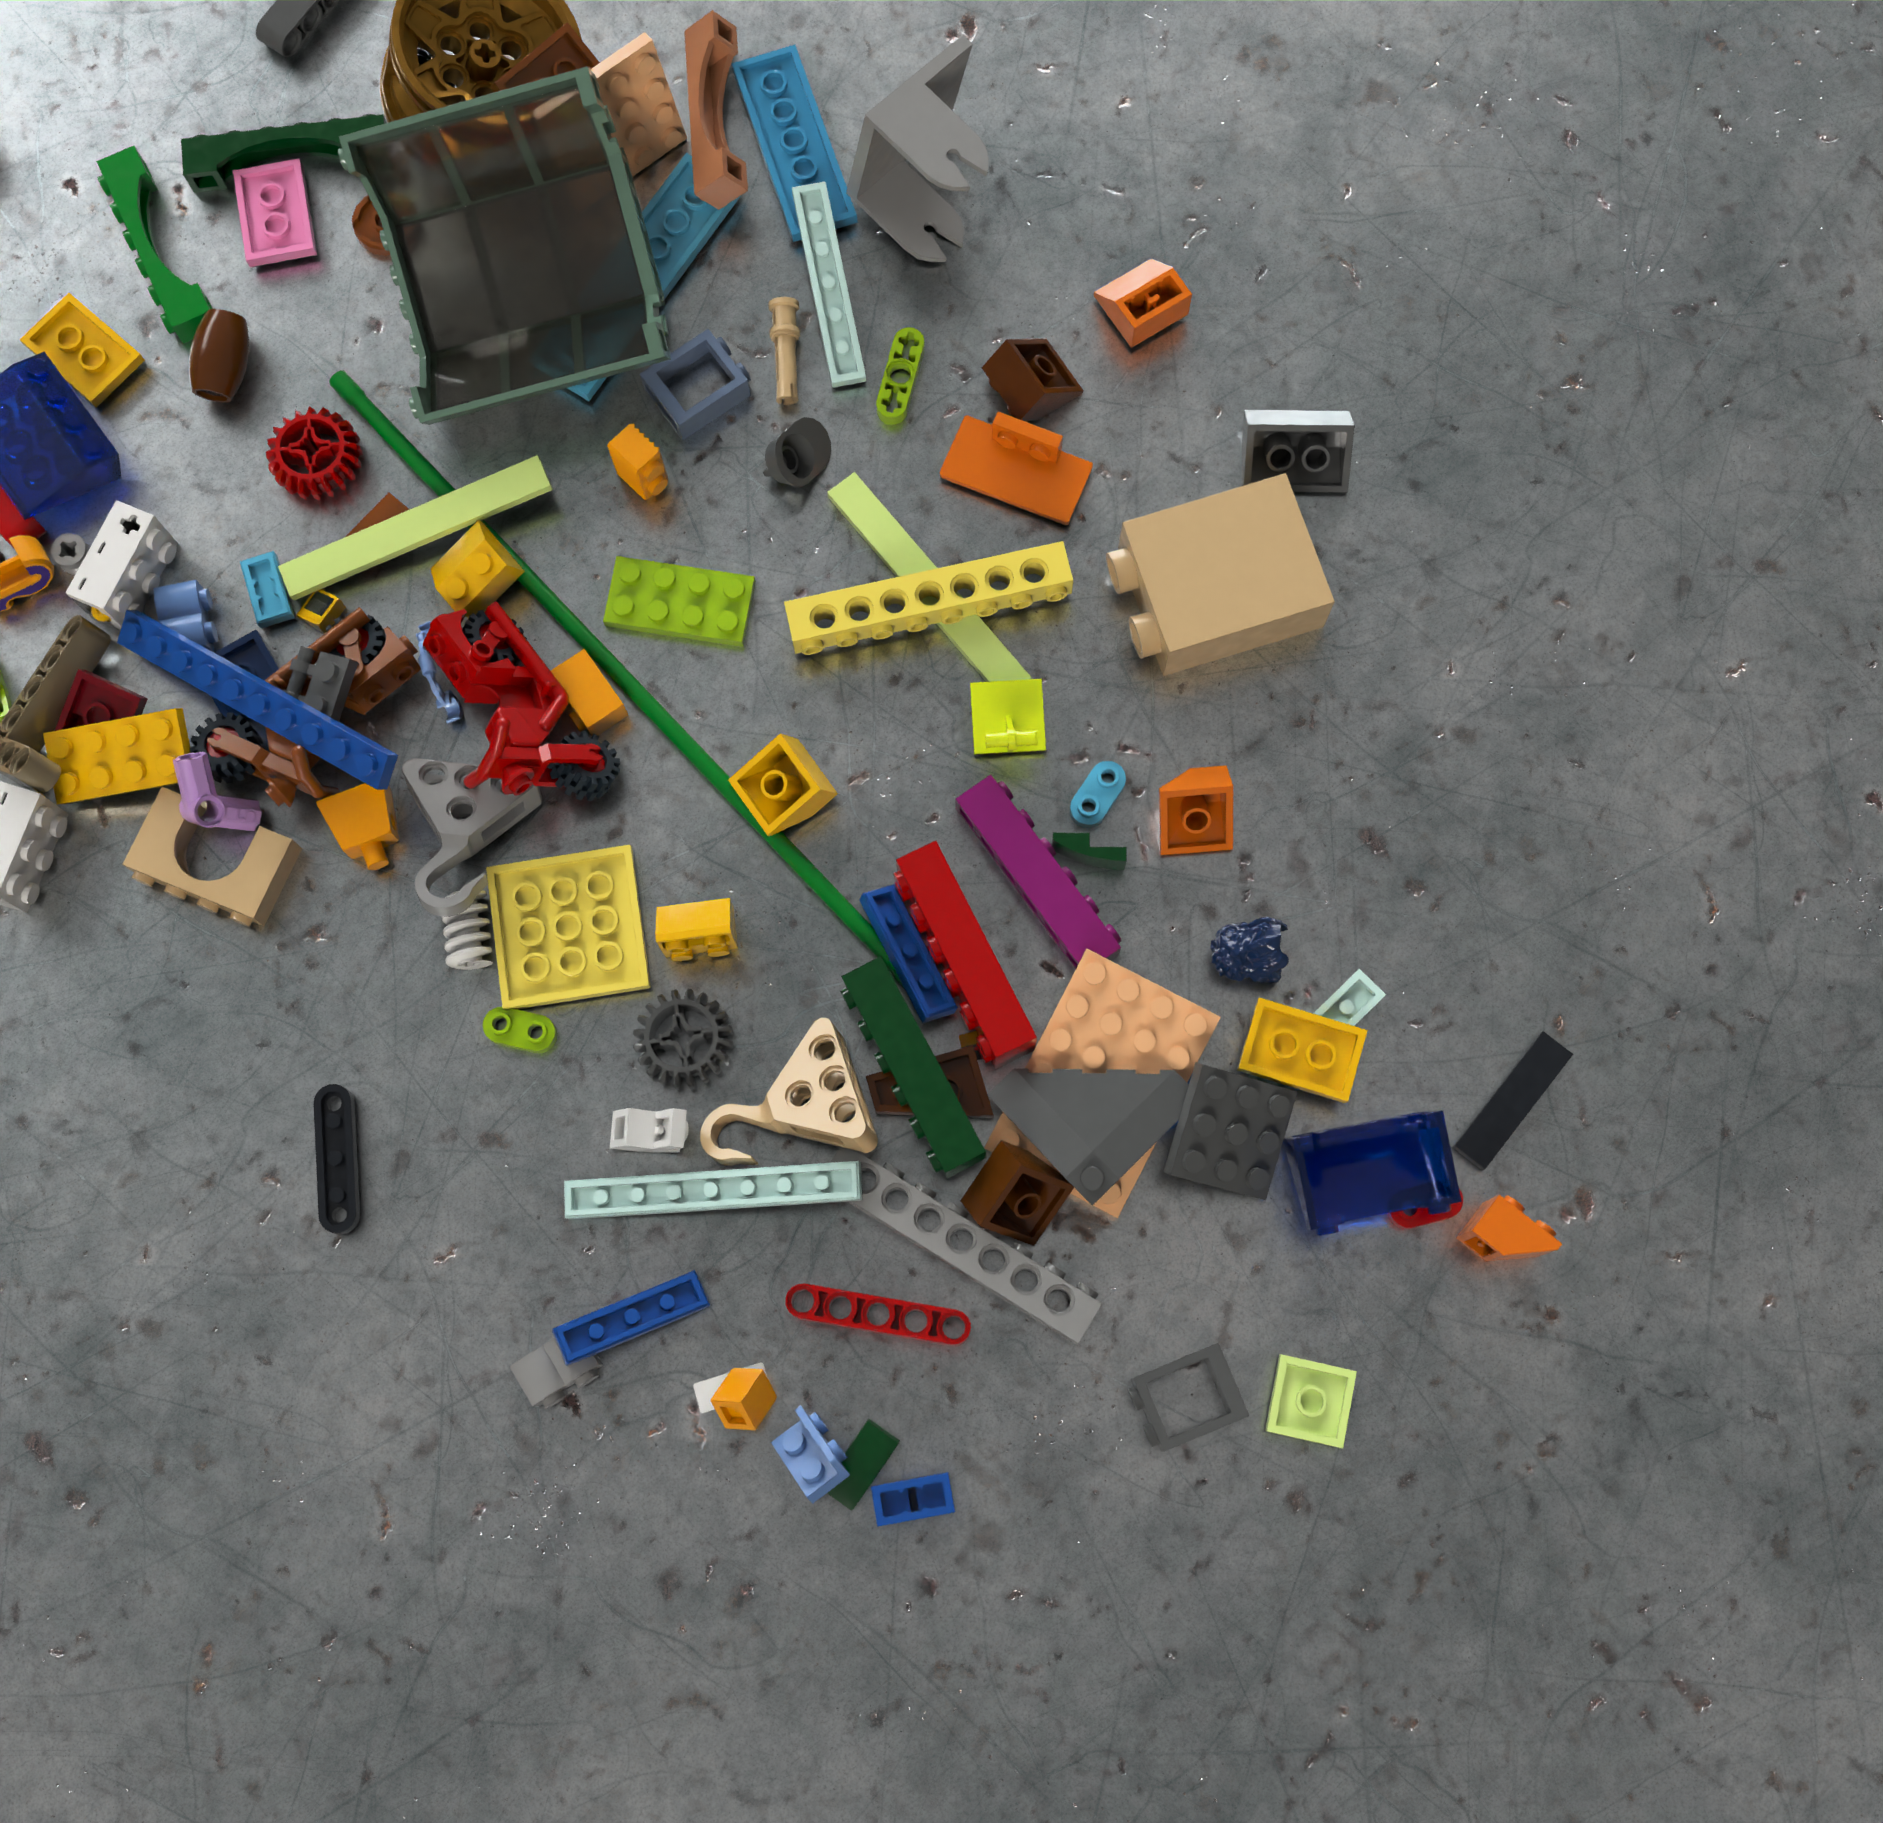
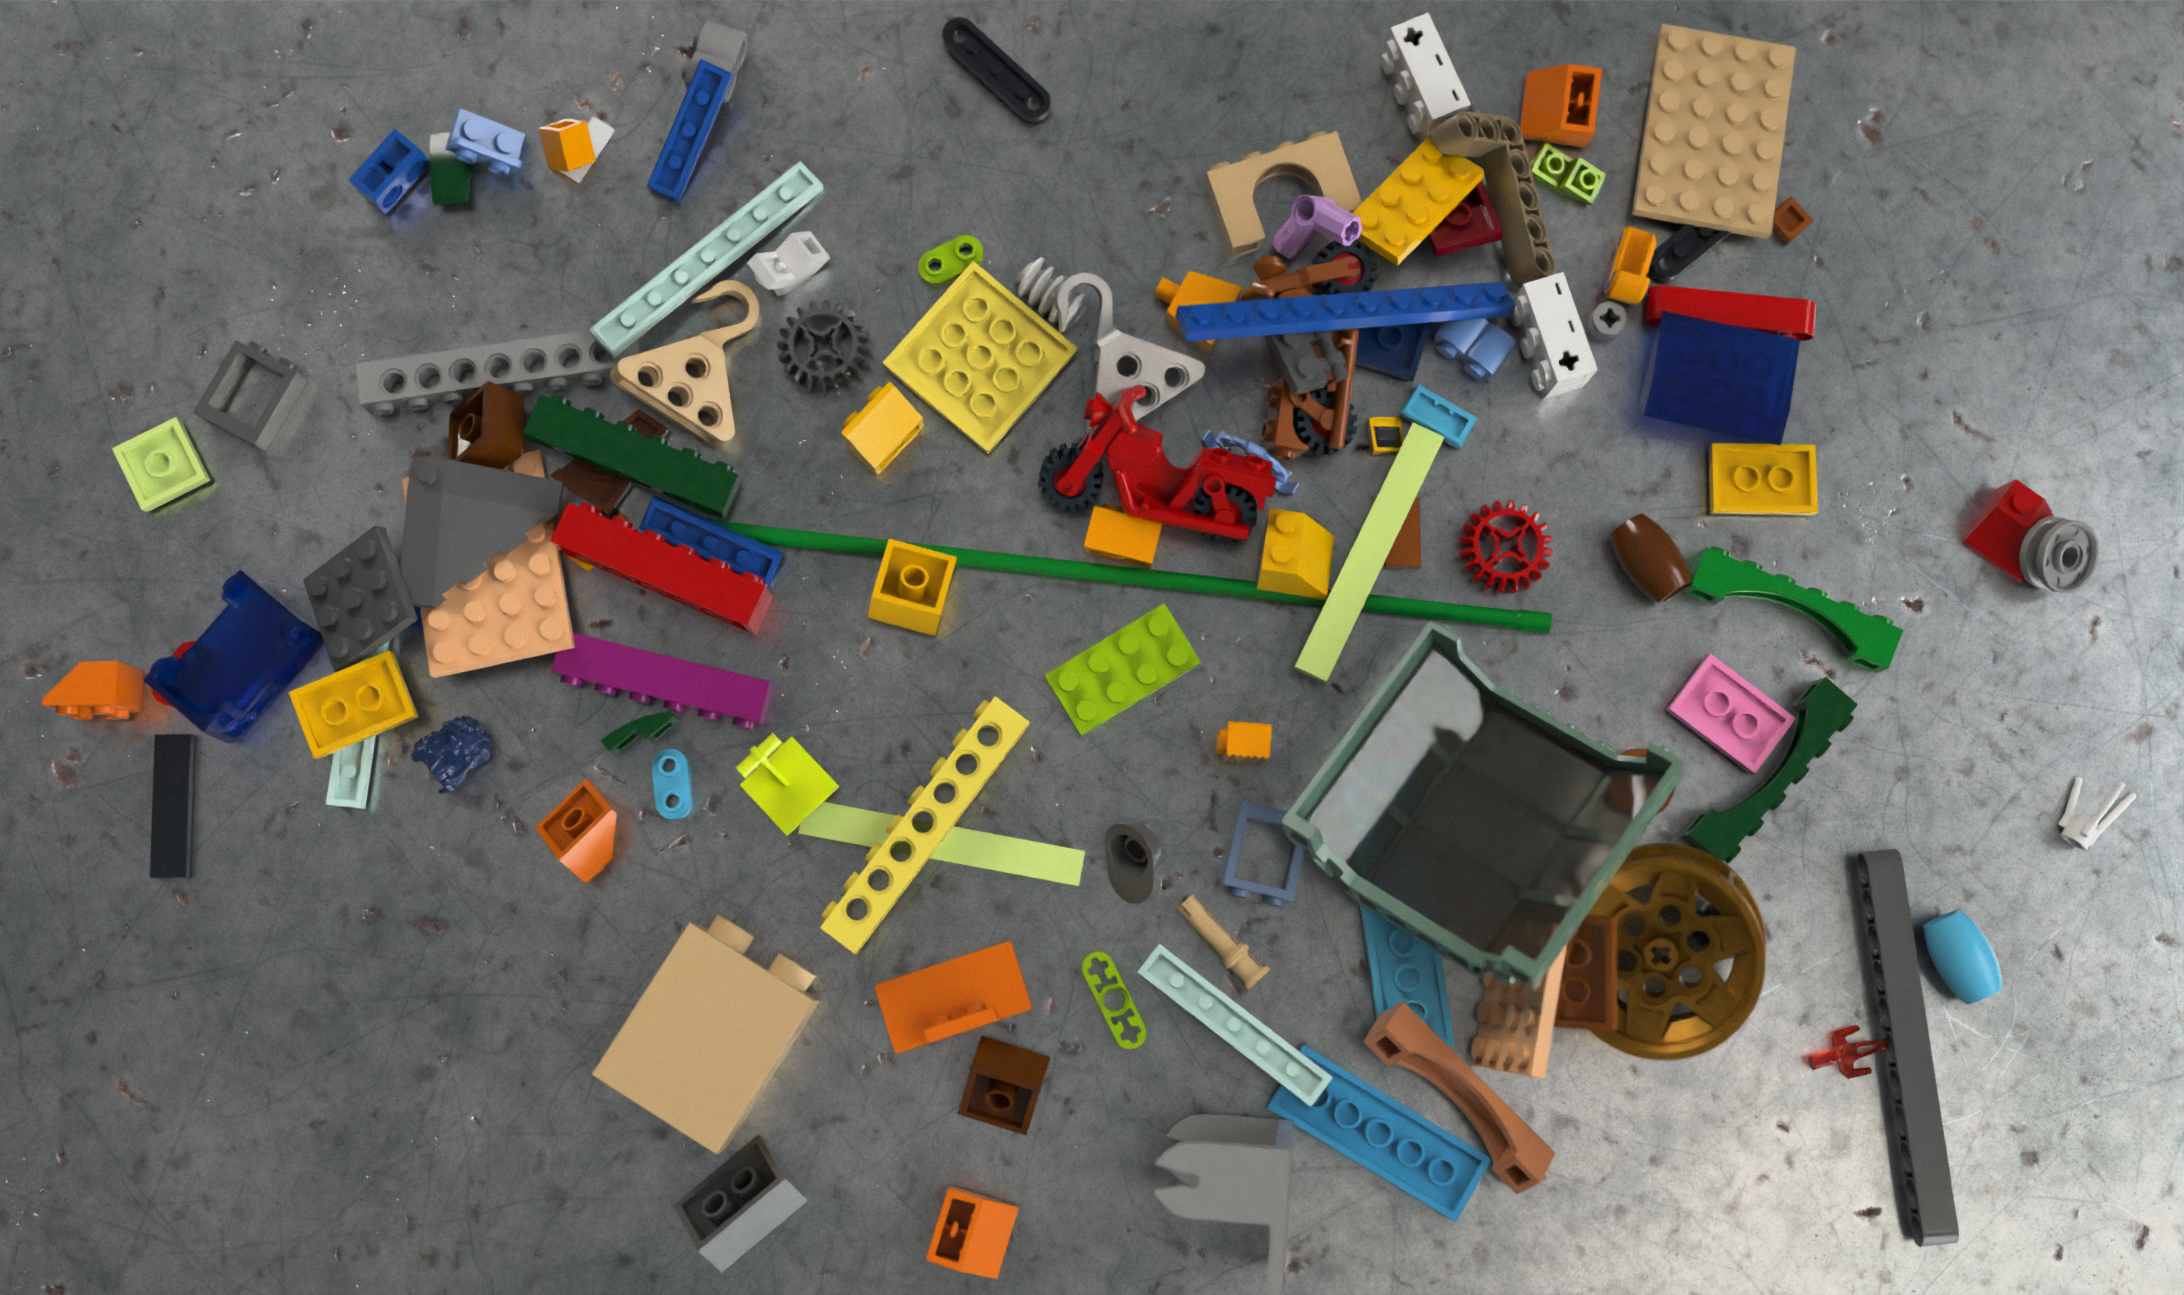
camera: 130 degrees right, 5 degrees up
(861, 1305) = (501, 274): red beam -> none

